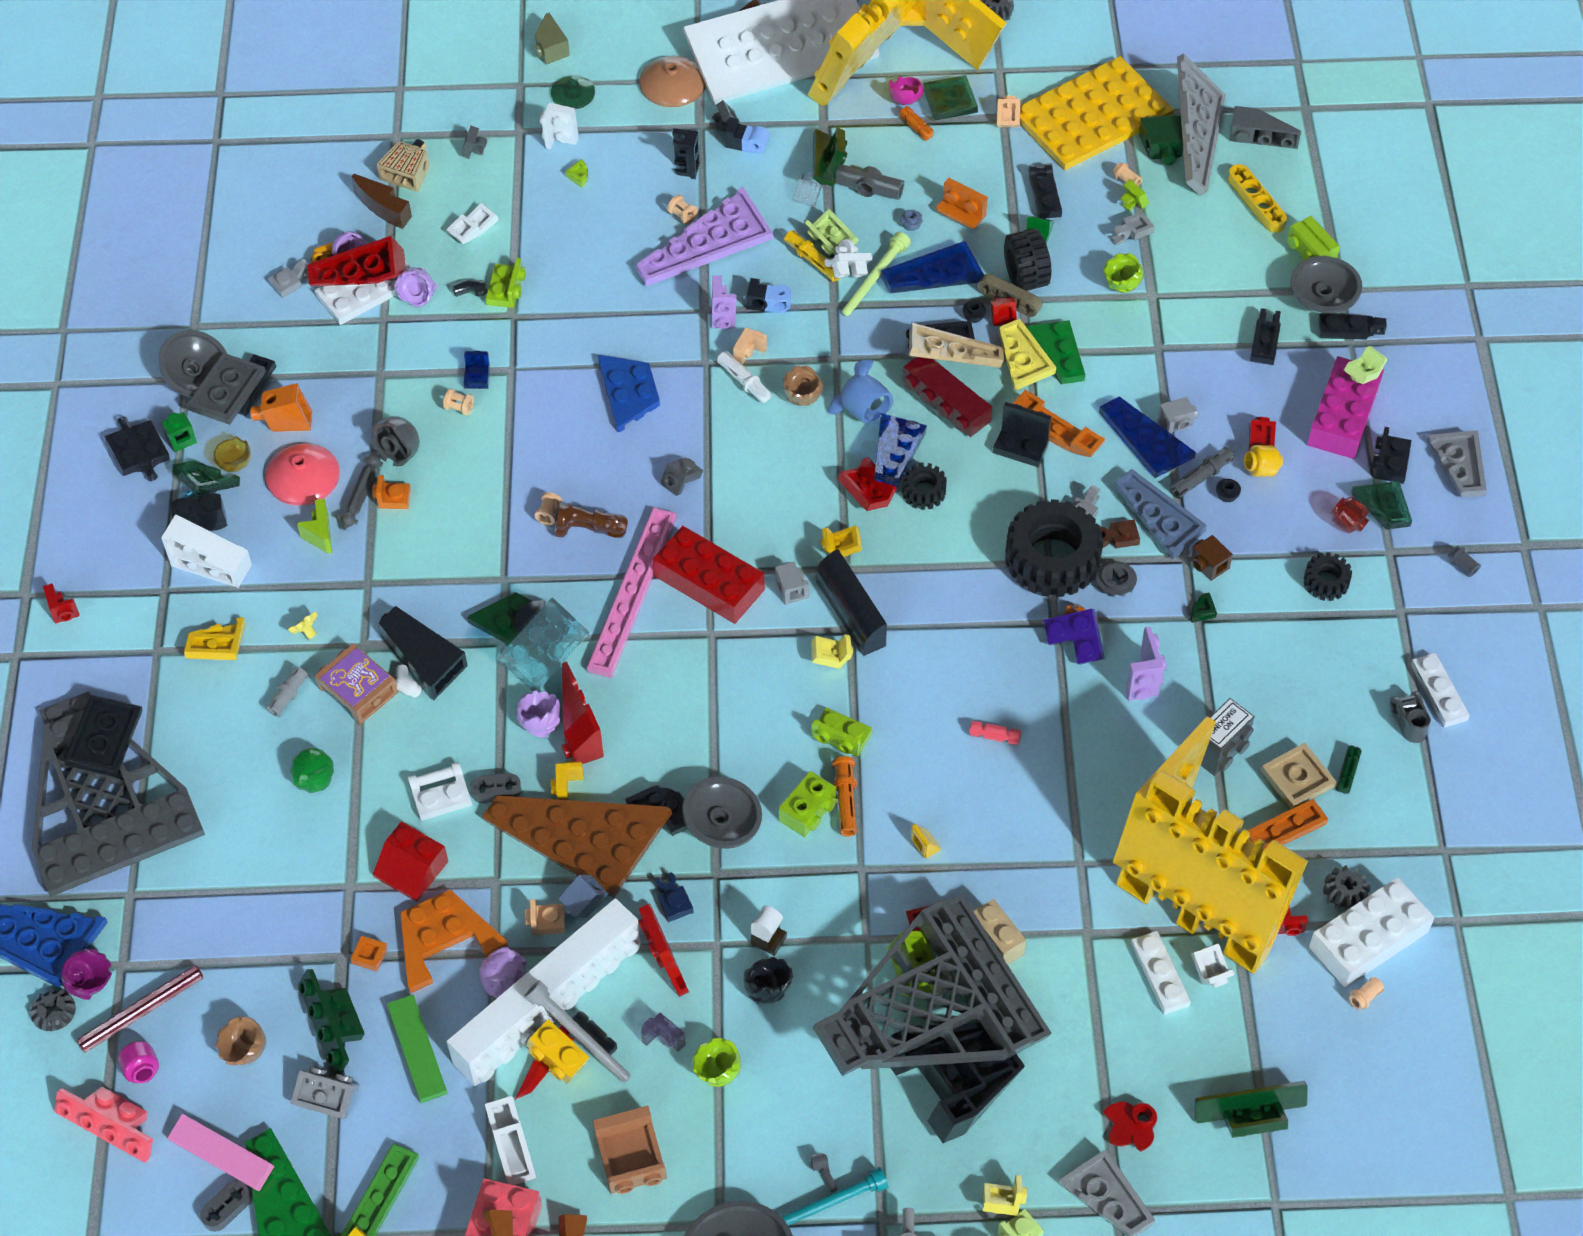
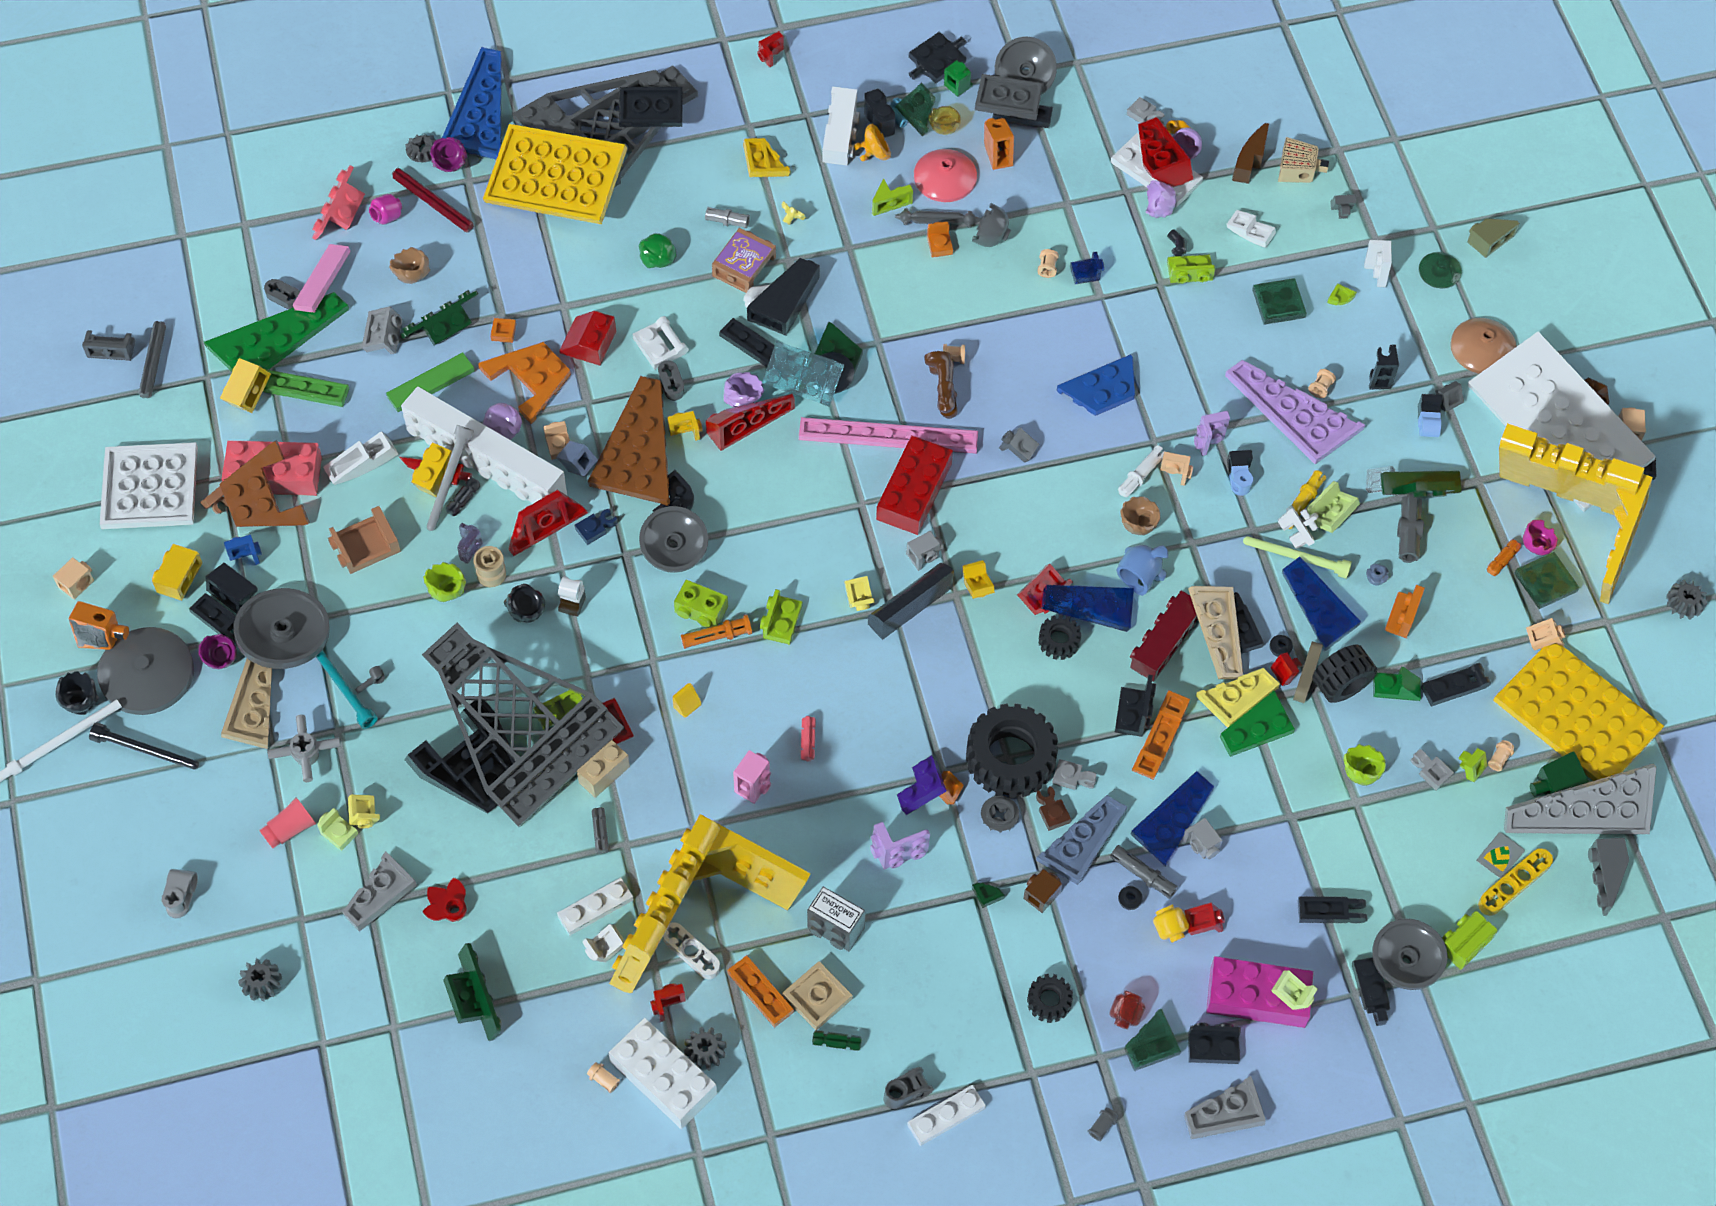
camera: 75 degrees right, 5 degrees up
(165, 854) = (555, 173): none -> yellow plate
(243, 526) = (874, 144): none -> light orange hair
(474, 696) = (747, 341): none -> black tile
(572, 221) = (1279, 301): none -> clear green plate
(706, 1011) = (490, 566): none -> tan wheel
(1041, 784) = (752, 776): none -> bright pink brick
(1068, 952) = (600, 830): none -> dark grey axle
(1226, 204) = (1500, 855): none -> light grey sticker

